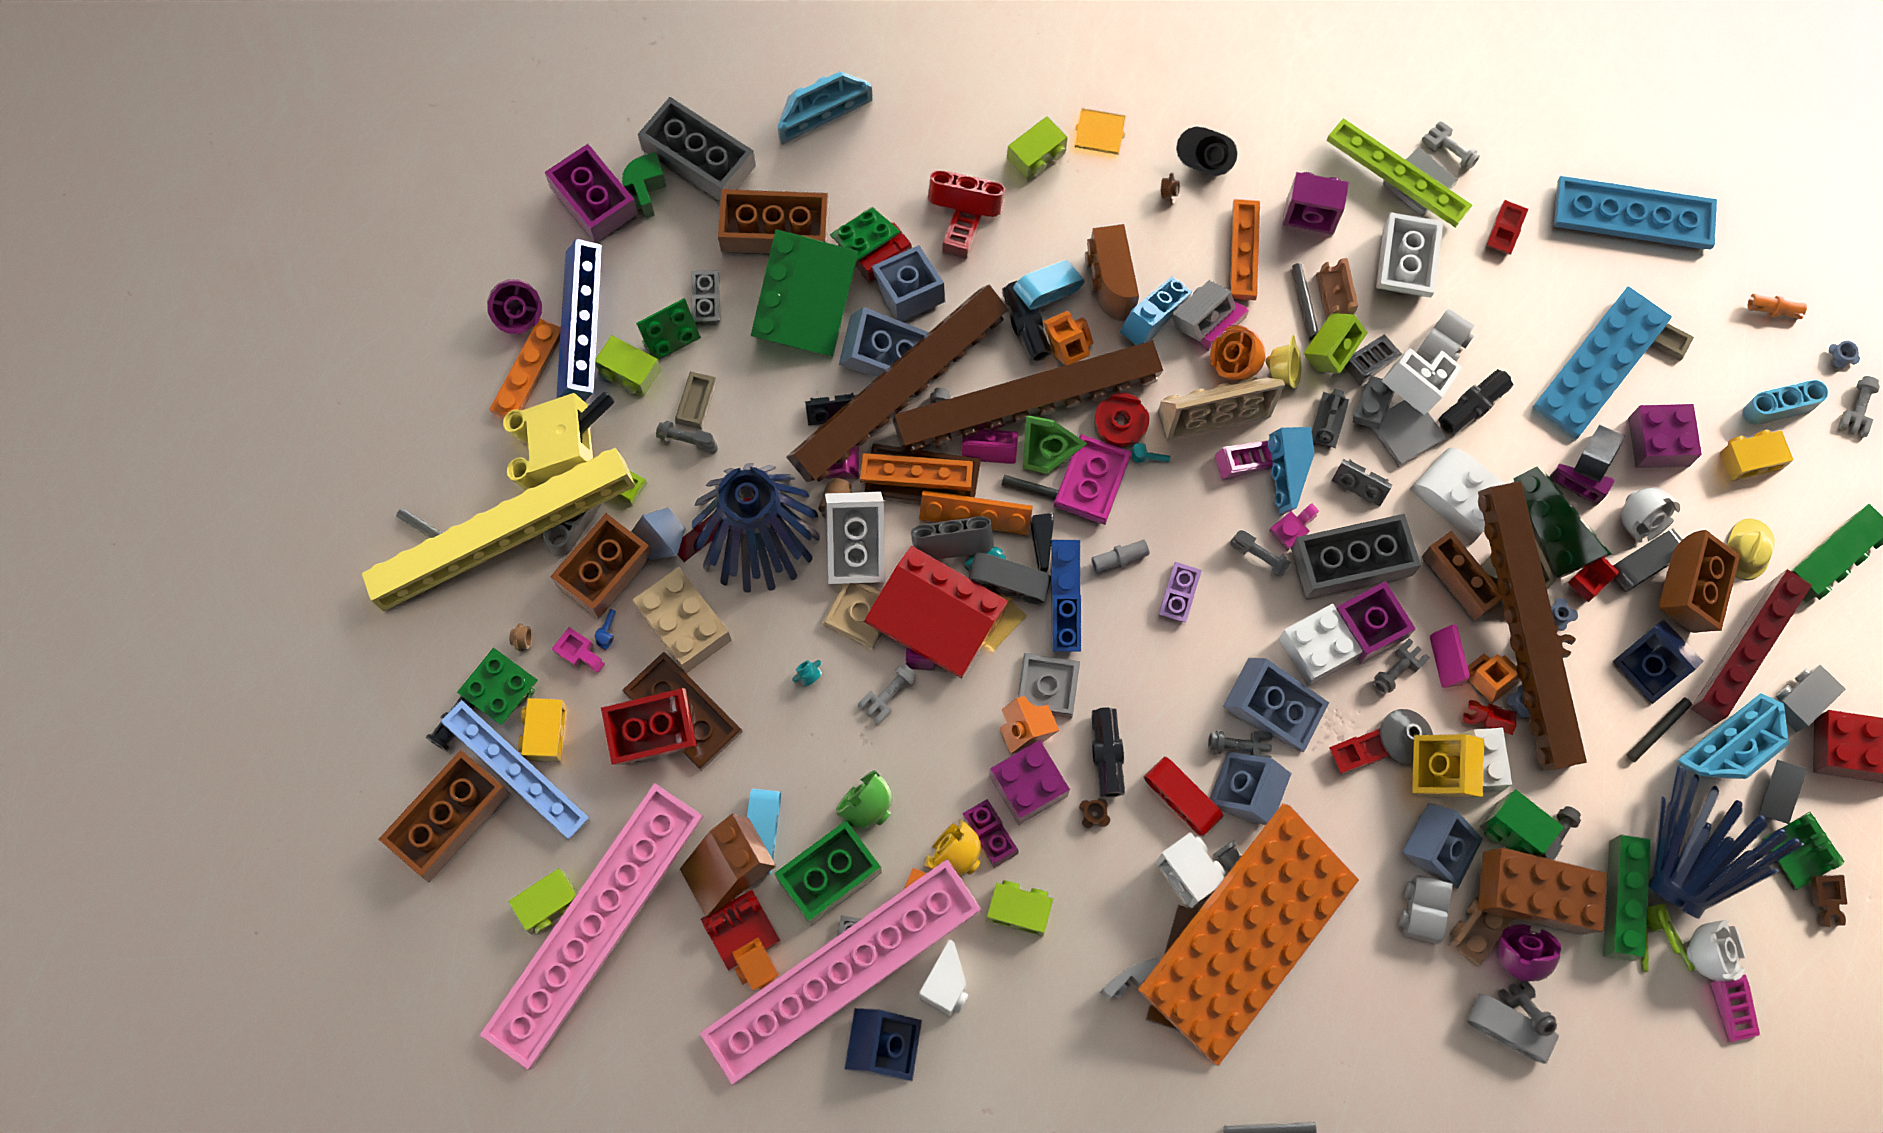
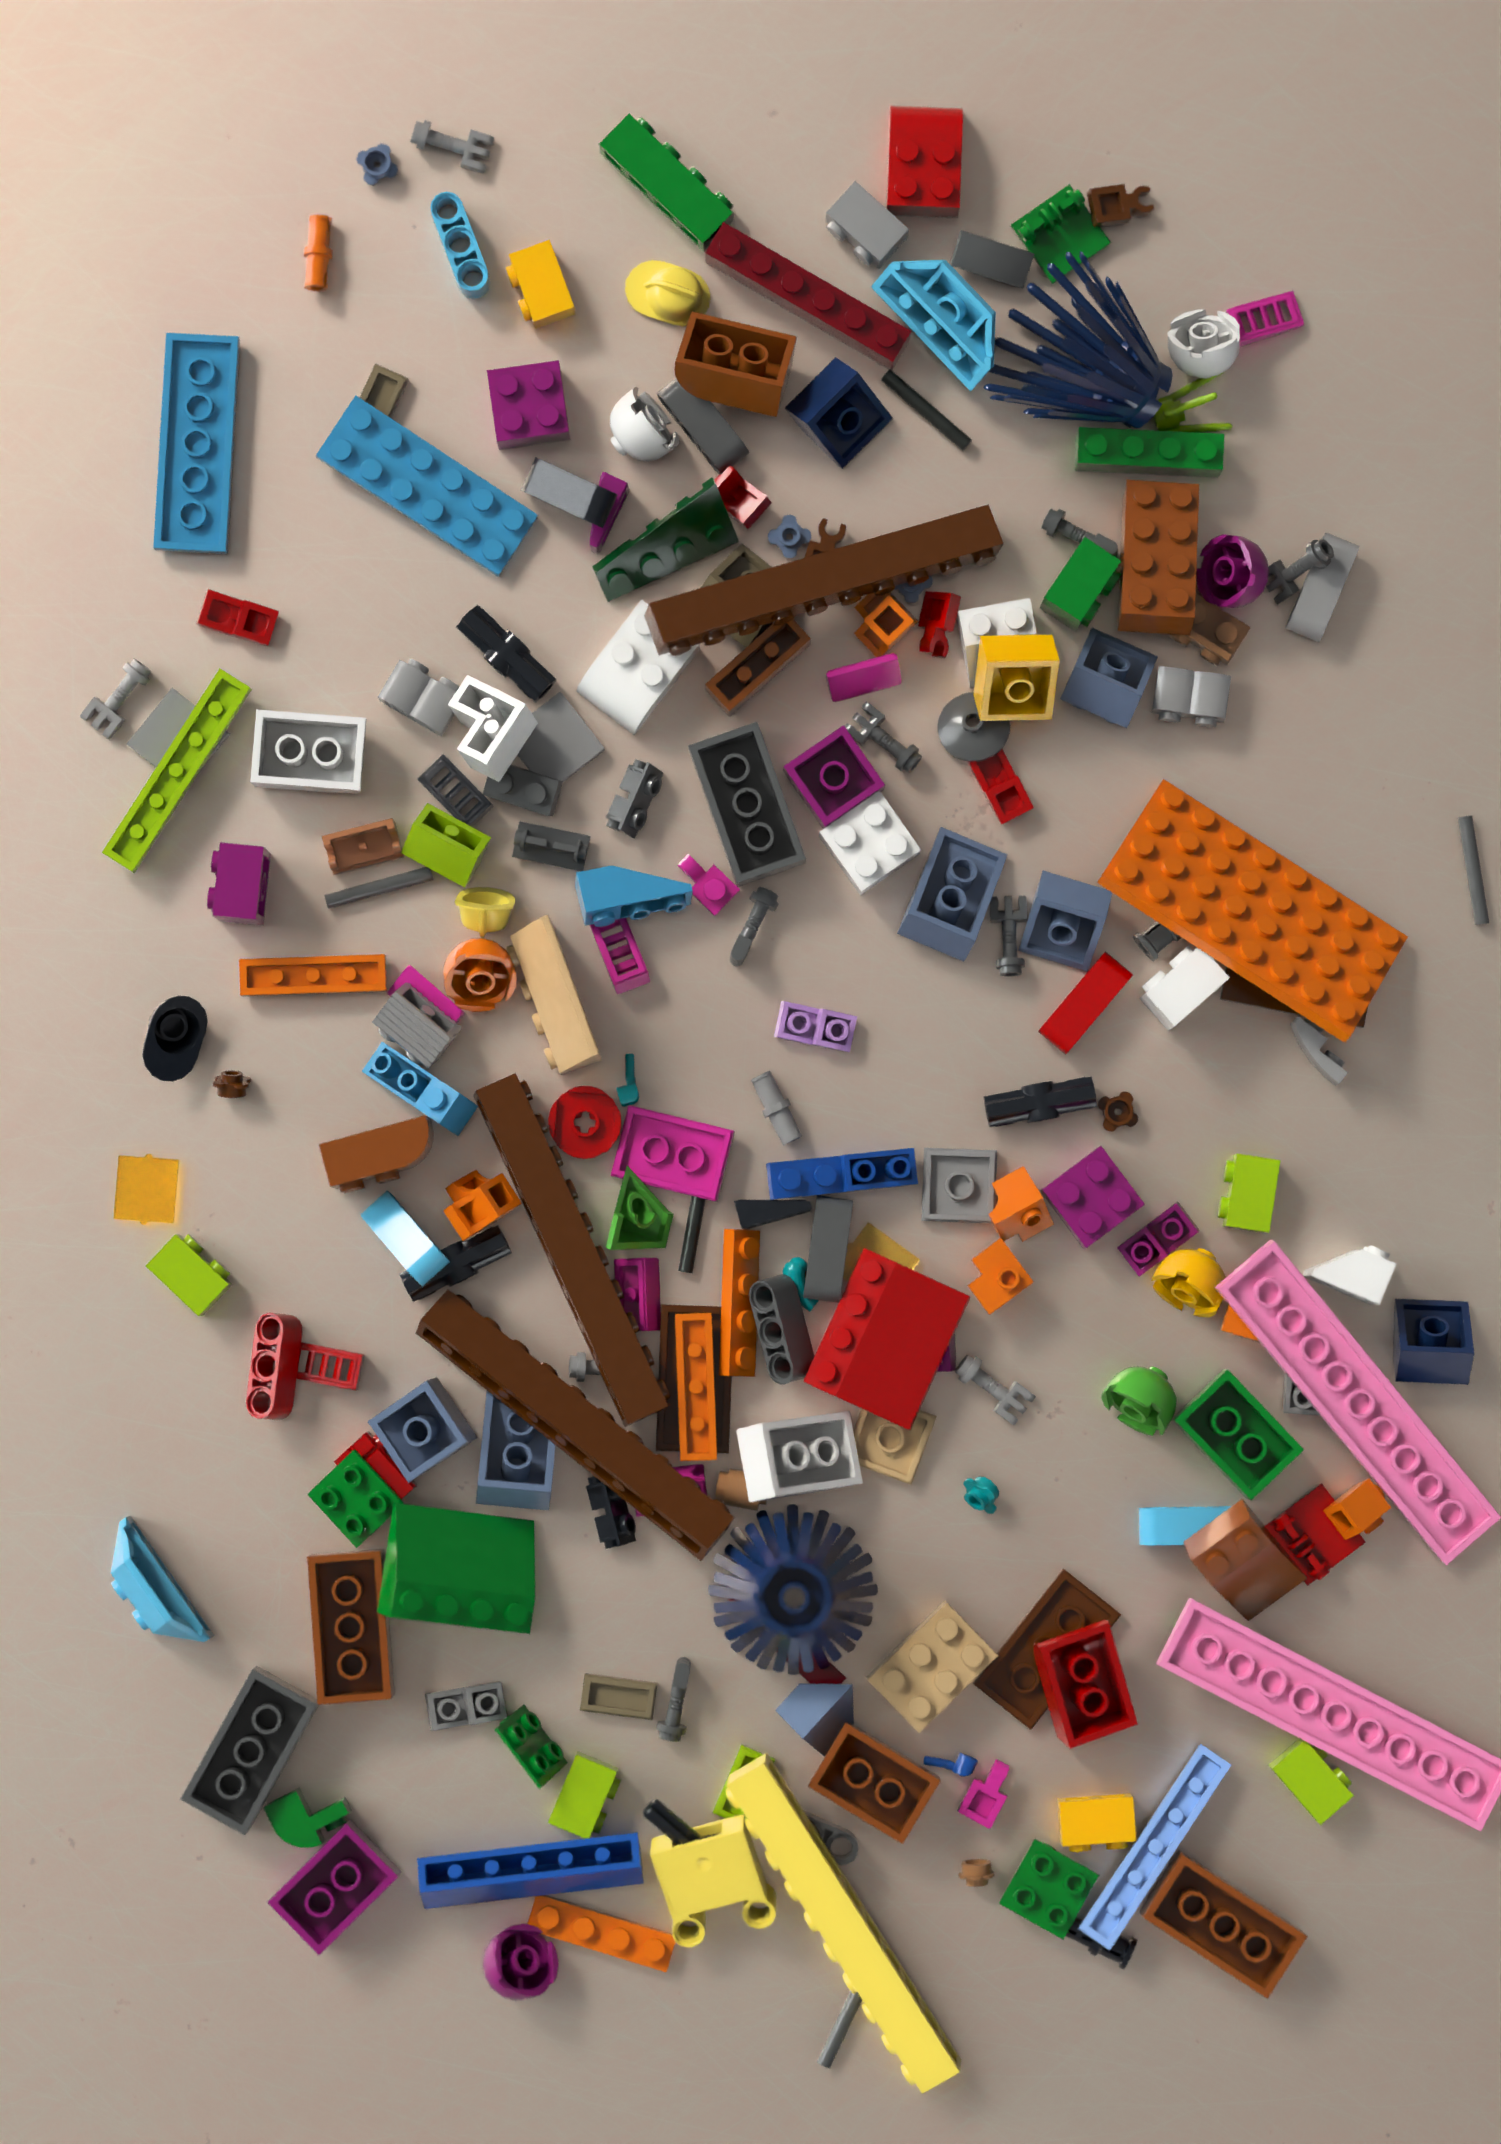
camera: 95 degrees left, 15 degrees up
(974, 703) = (1000, 1276): none -> orange brick

